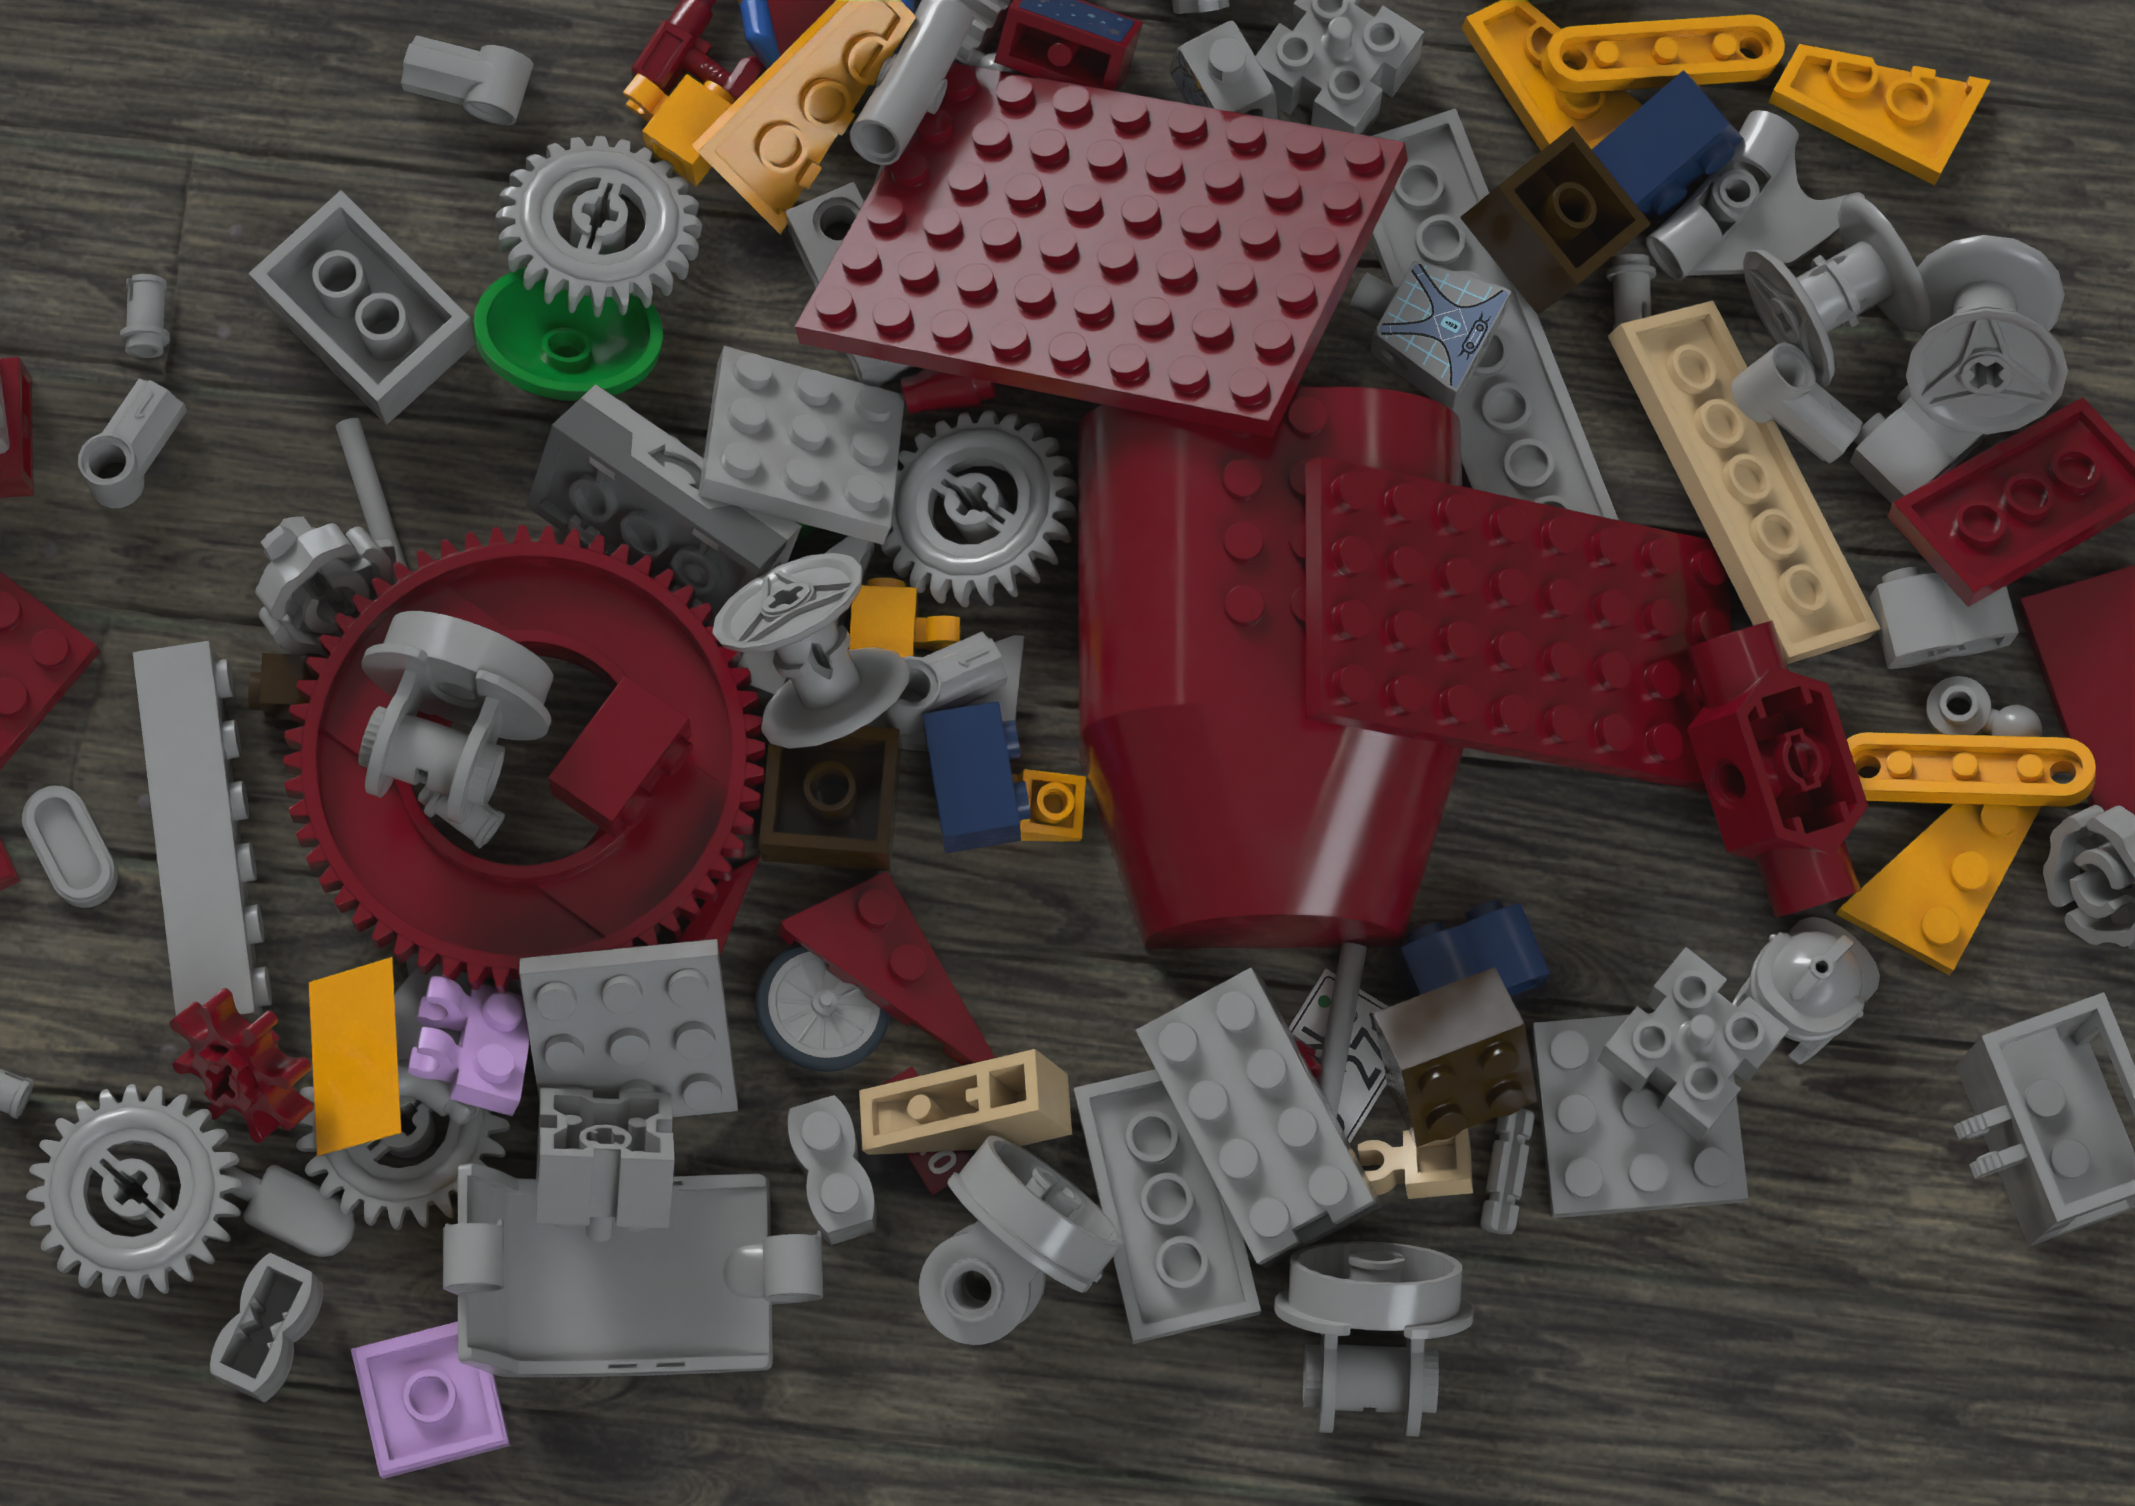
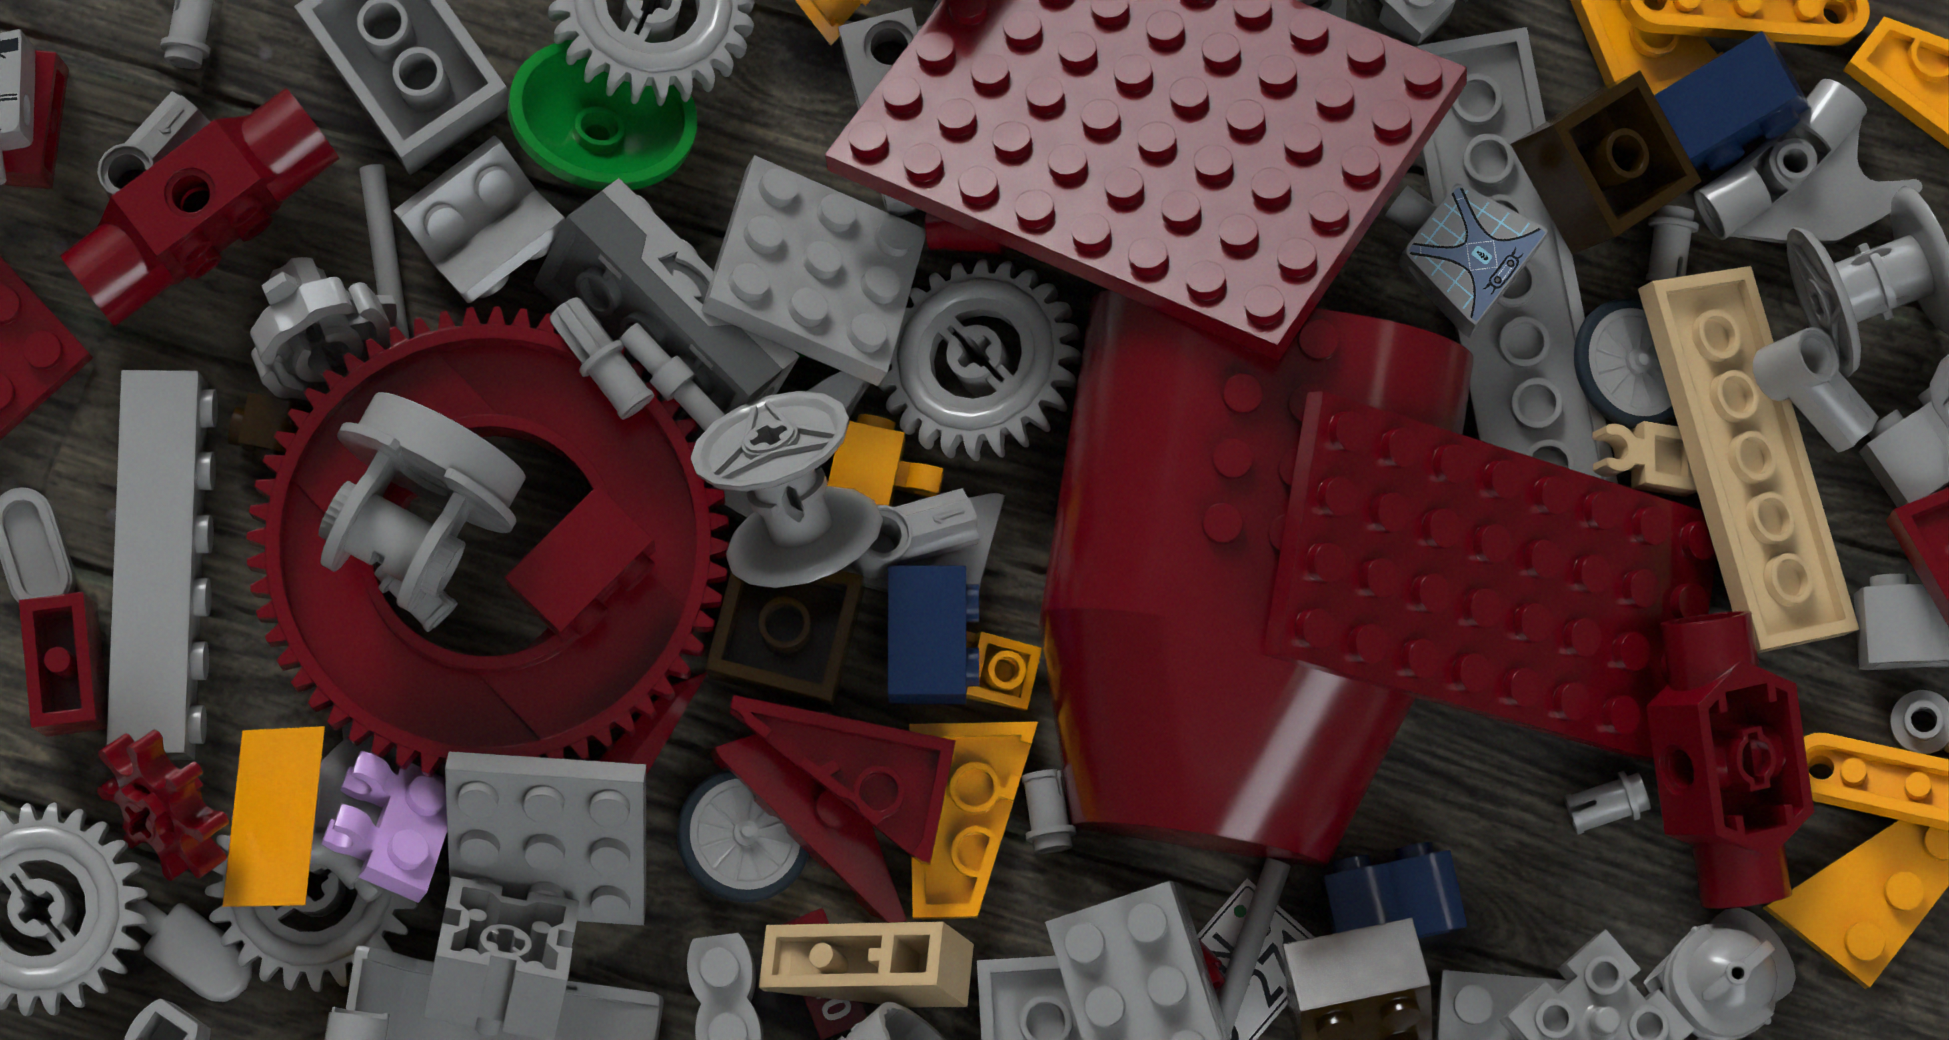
camera: 10 degrees right, 5 degrees up
(120, 947) = (64, 664): none -> dark red brick
(183, 480) = (150, 227): none -> dark red brick
(464, 453) = (481, 221): none -> light grey bracket
(607, 557) = (601, 357): none -> light grey axle
(678, 564) = (671, 376): none -> light grey bar
(942, 916) = (878, 771): none -> dark red wing
(1032, 943) = (973, 815): none -> light orange wing
(1118, 933) = (1047, 812): none -> light grey pin
(1606, 415) = (1621, 366): none -> light grey wheel
(1649, 493) = (1651, 454): none -> tan plate
(1666, 835) = (1608, 802): none -> light grey pin

